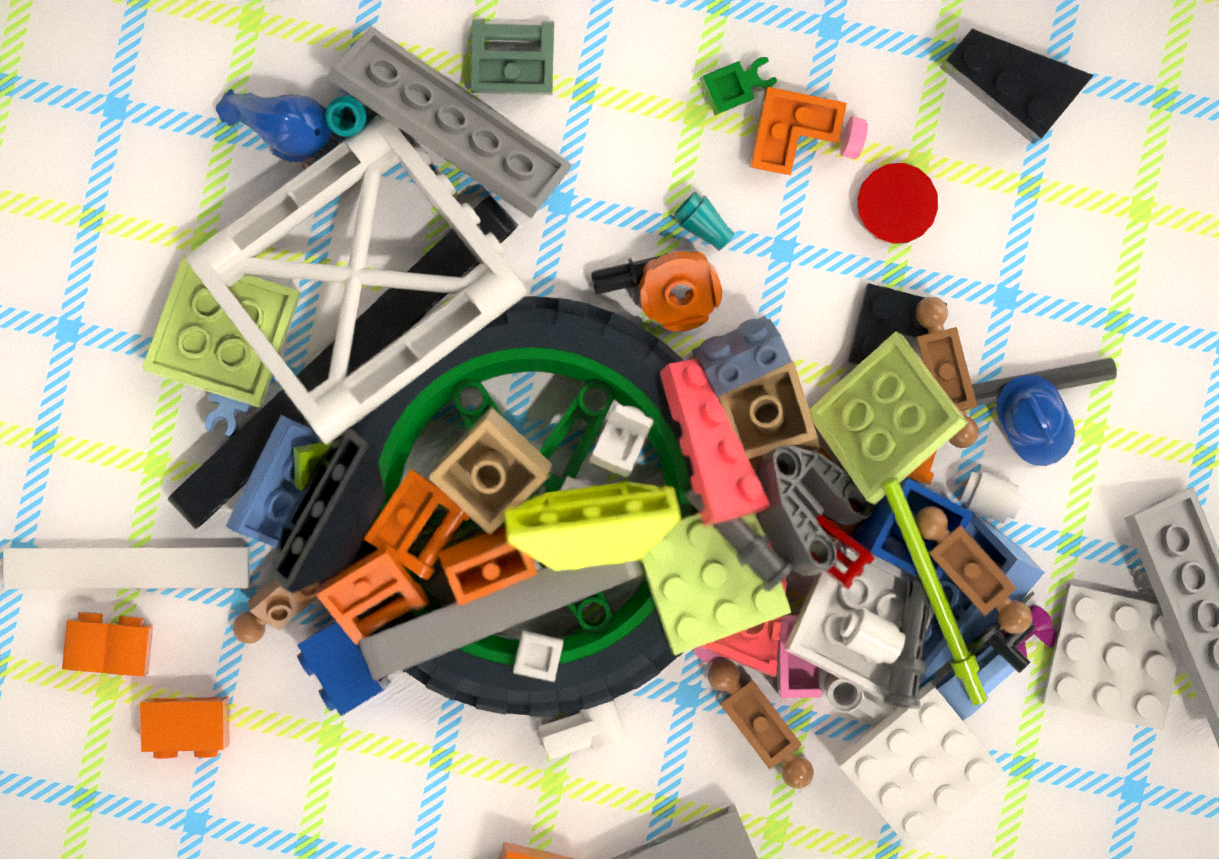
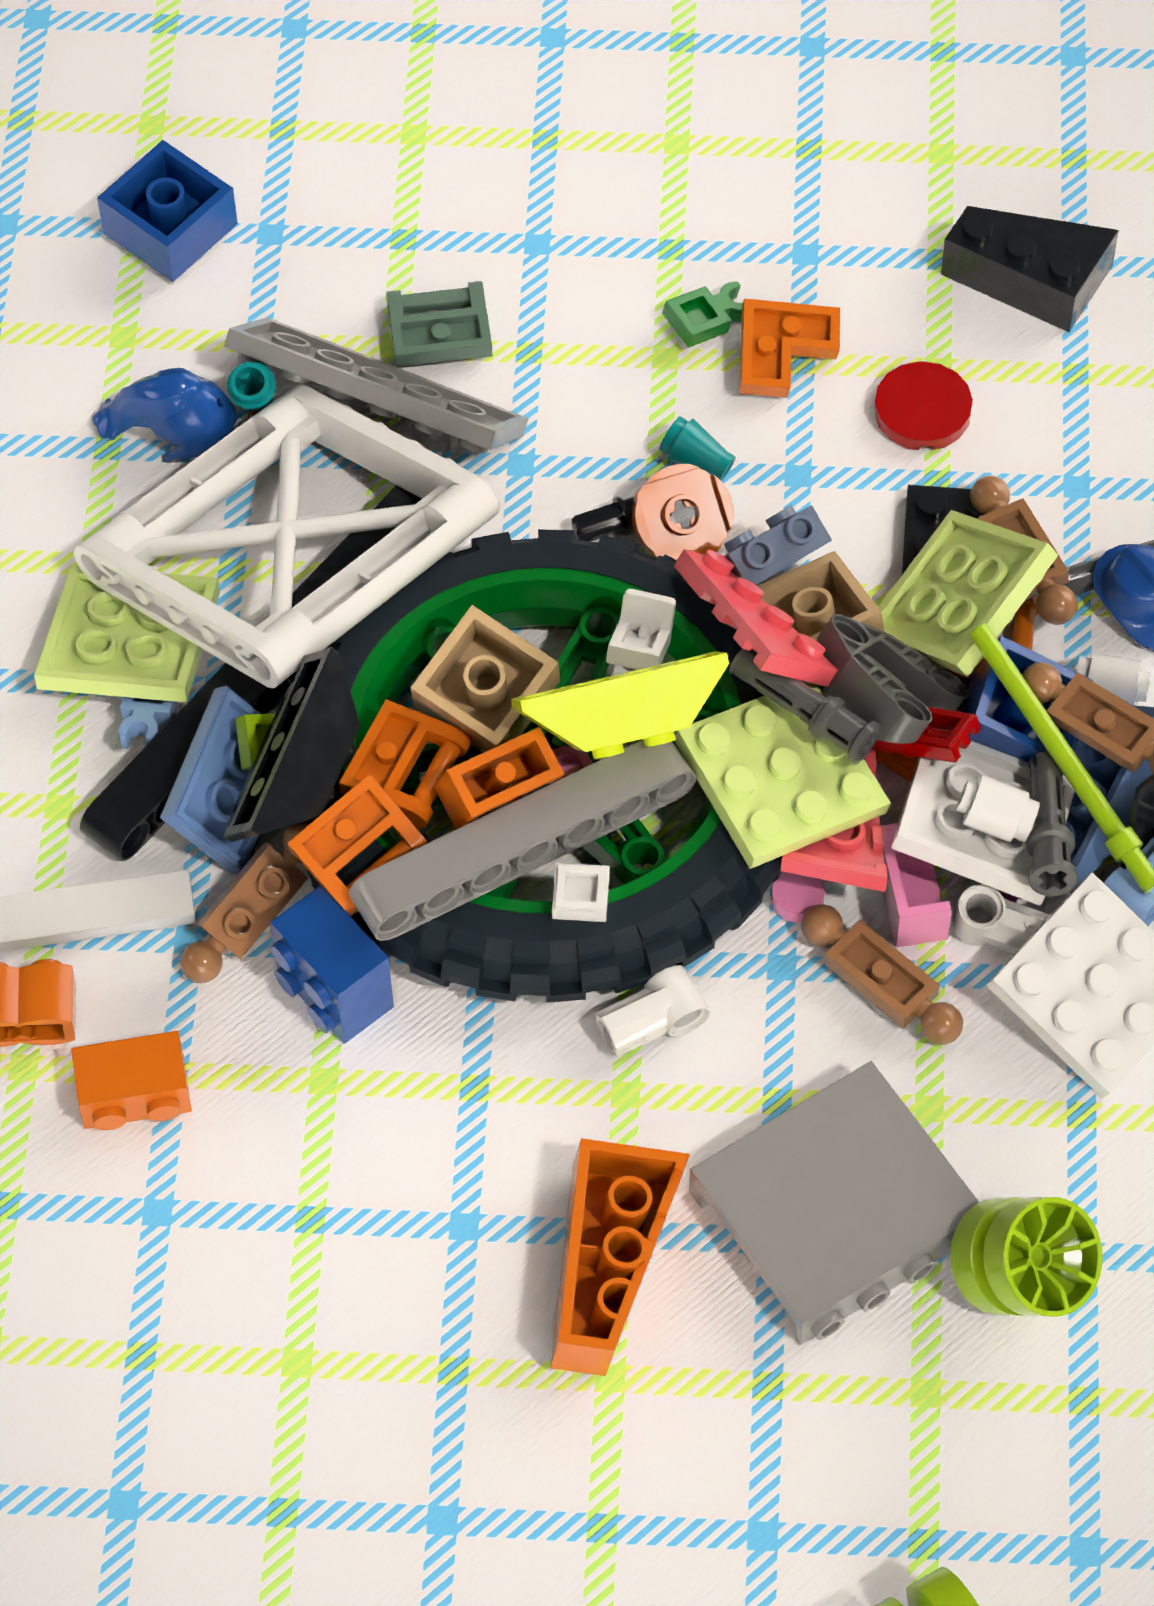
camera: 10 degrees left, 30 degrees down
(854, 137) = (856, 343): bright pink tile -> none

